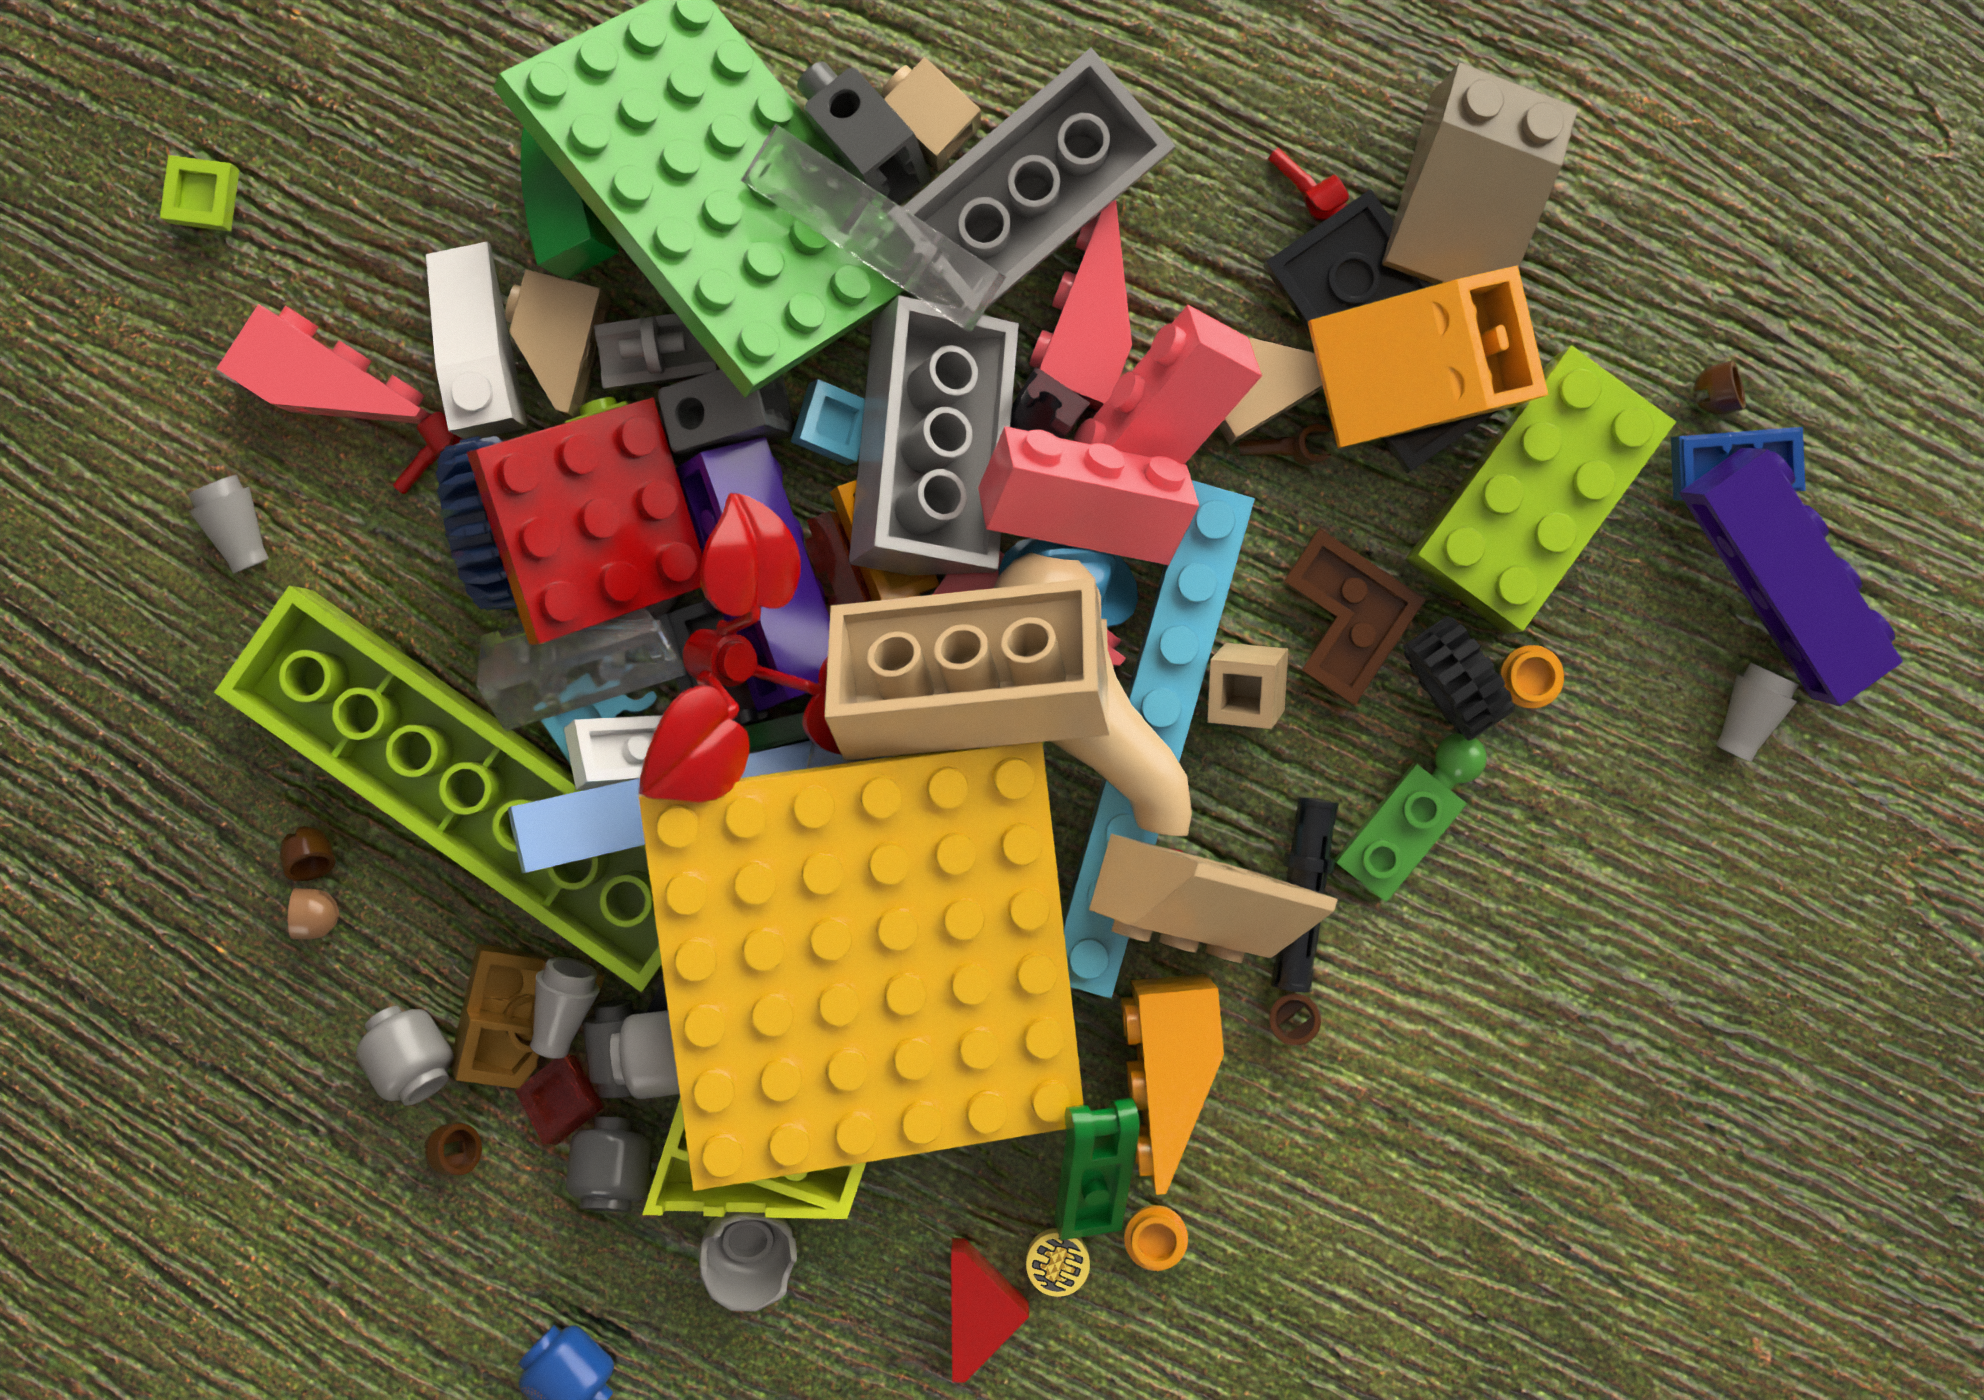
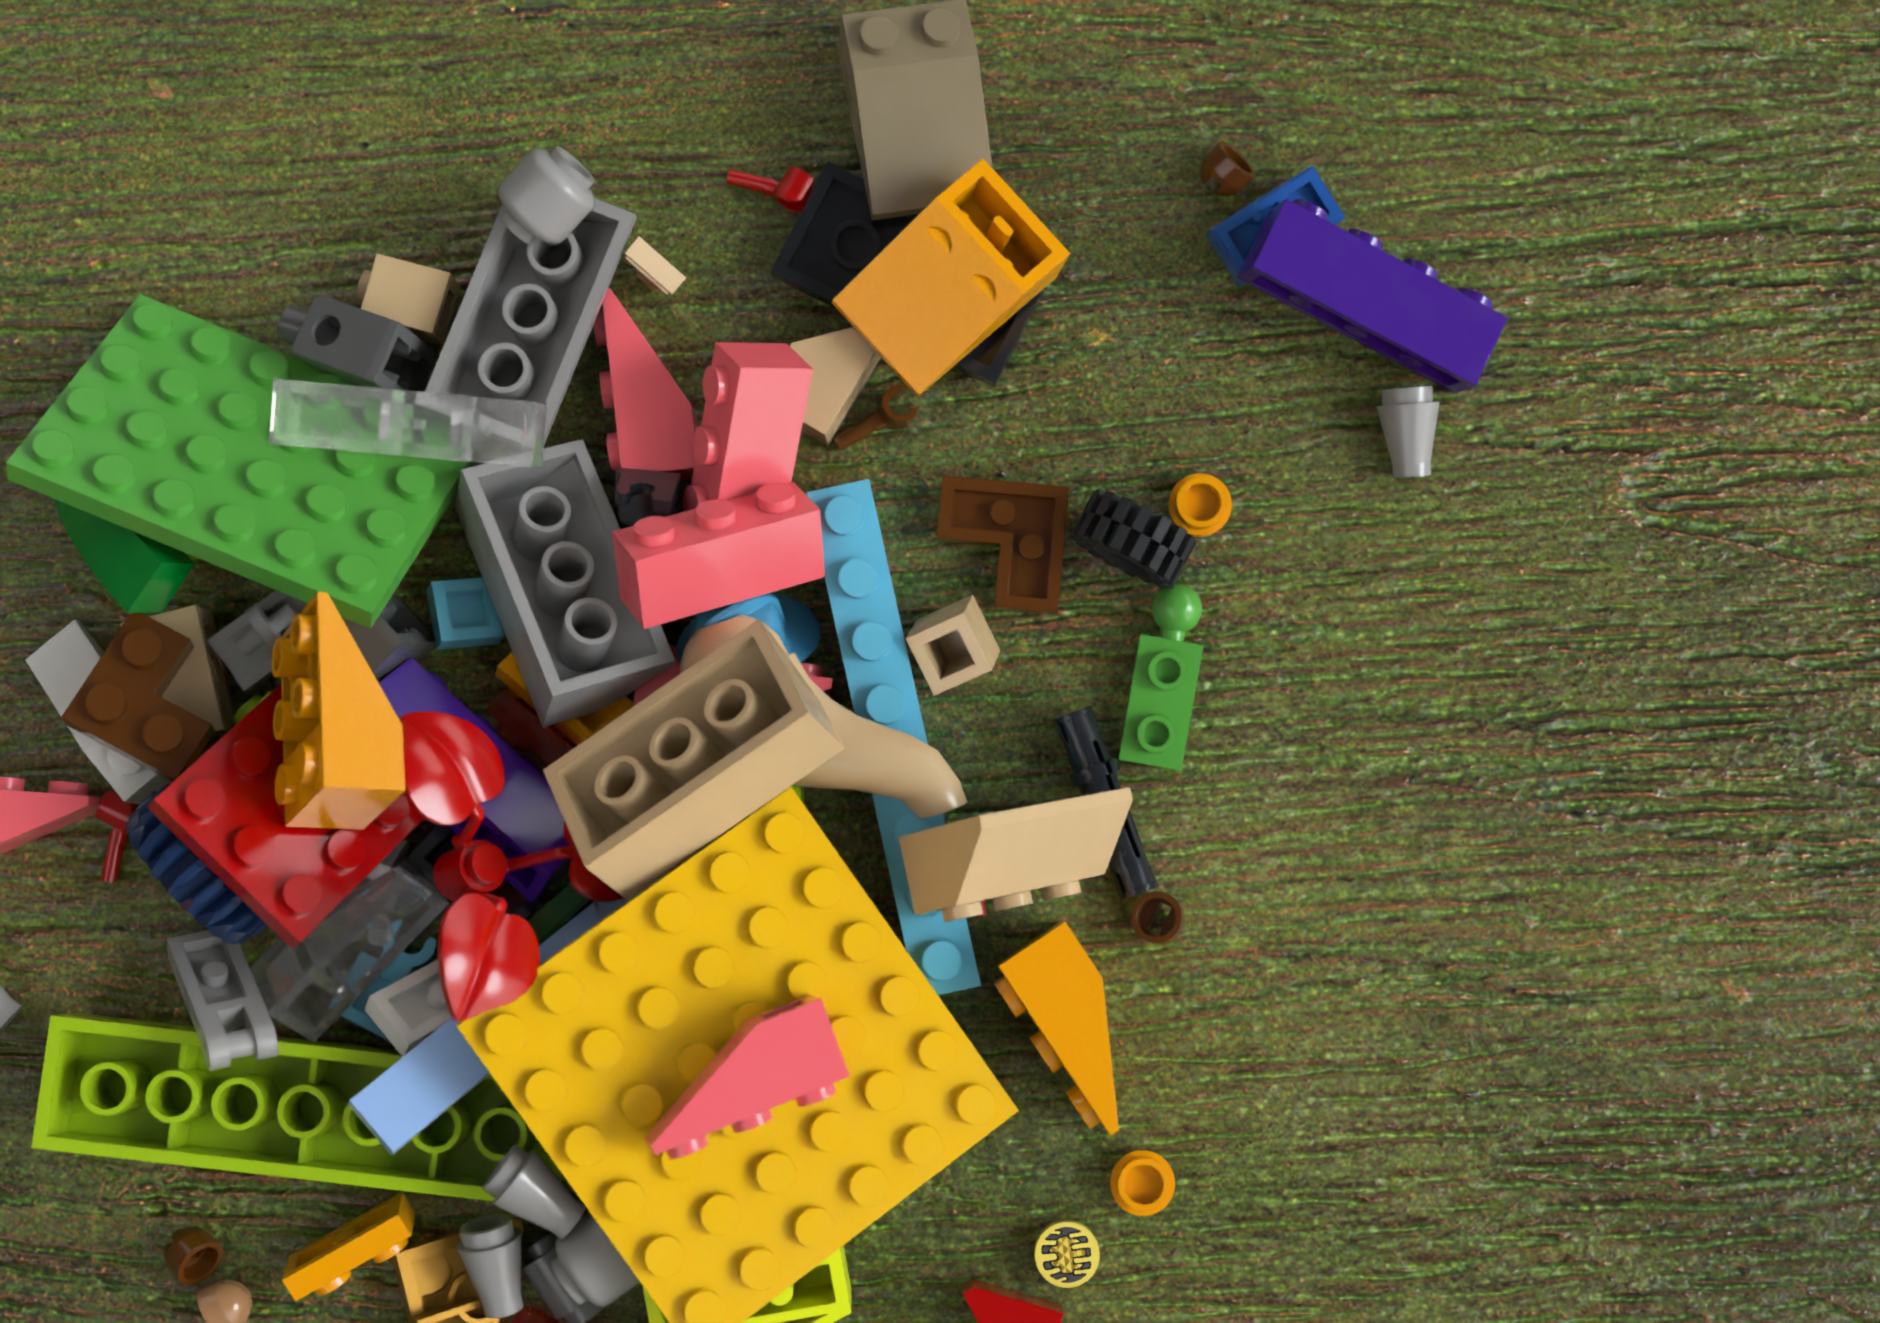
camera: 30 degrees left, 5 degrees down
(444, 651) = (221, 999): none -> light grey plate
(465, 922) = (329, 1260): none -> light orange plate
(492, 347) = (125, 705): none -> reddish brown plate
(628, 968) = (533, 1192): none -> light grey cone
(668, 467) = (334, 725): none -> light orange slope
(887, 975) = (763, 1065): none -> coral slope
(1096, 1169) = (1050, 1146): green plate -> none
(1106, 87) = (546, 196): none -> light grey head
(1163, 202) = (652, 267): none -> tan tile
(1540, 492) = (1116, 341): lime brick -> none

